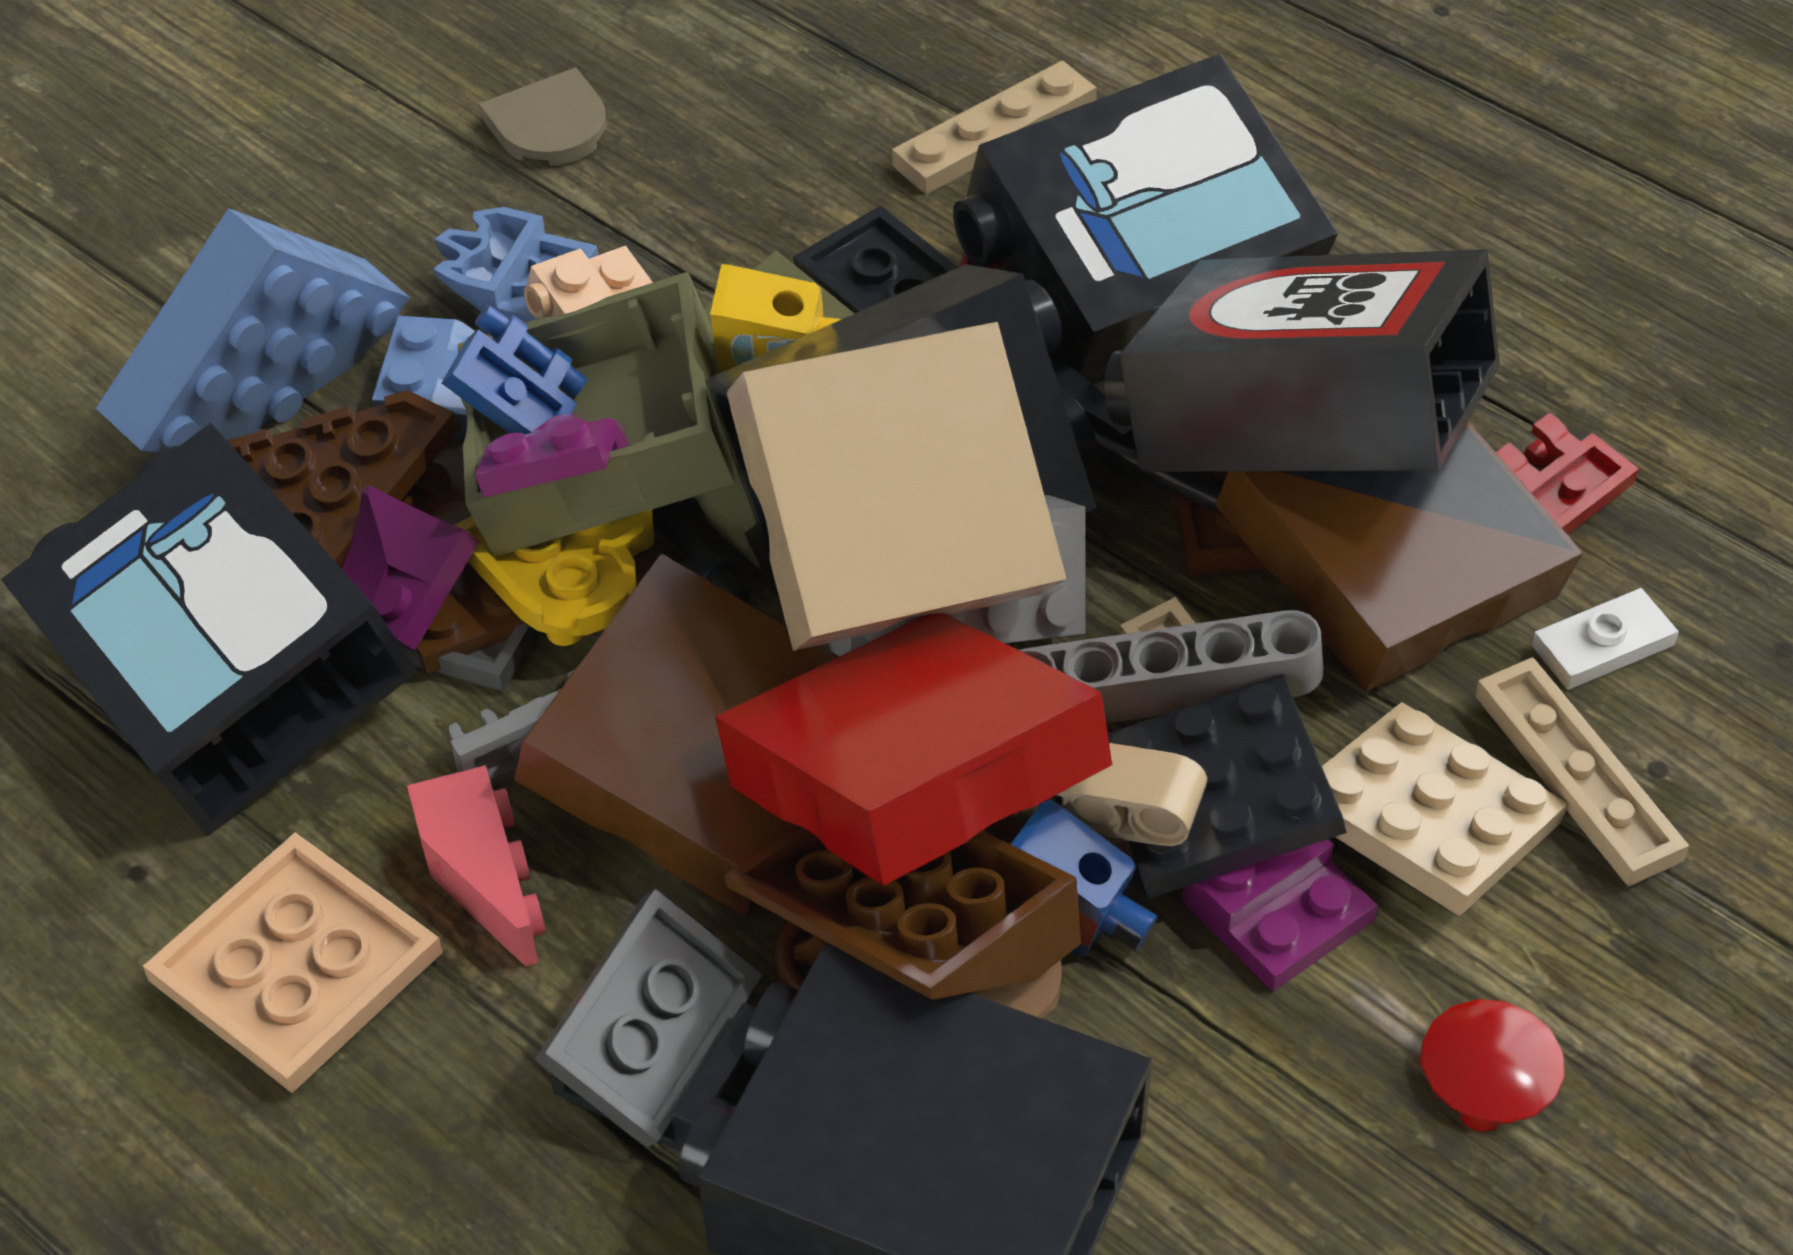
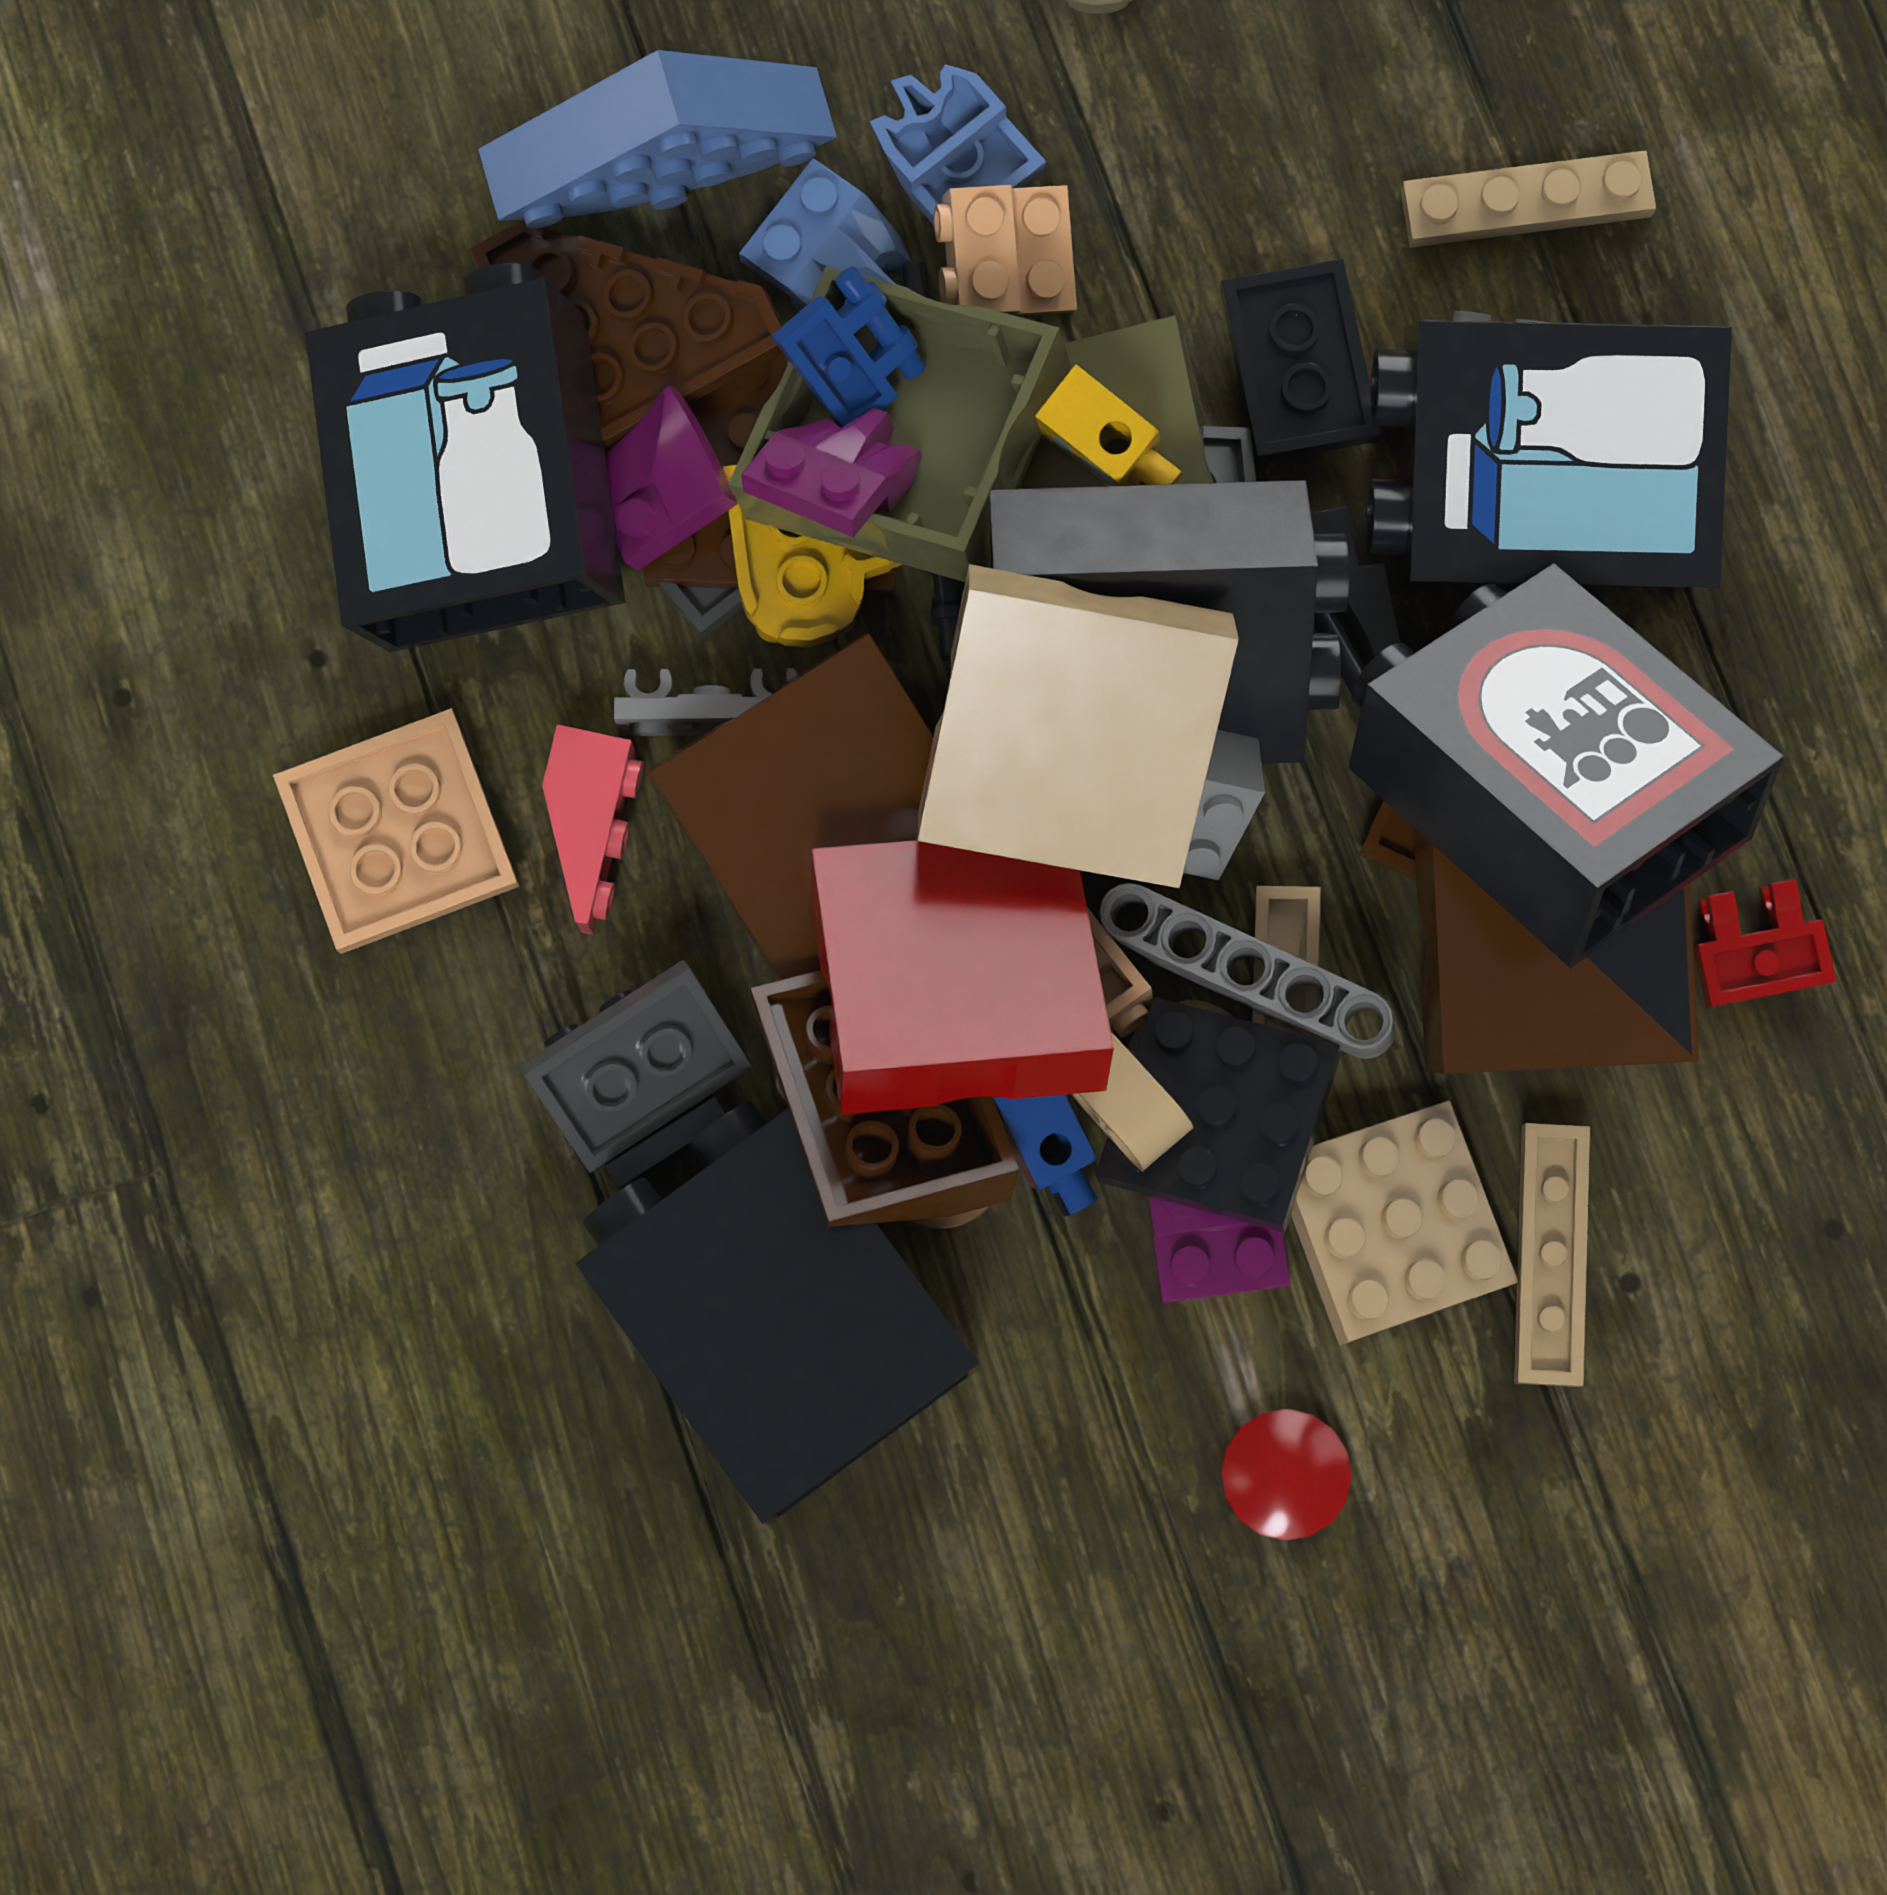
camera: 30 degrees right, 30 degrees up
(1604, 638) = (1677, 1133): white plate -> none

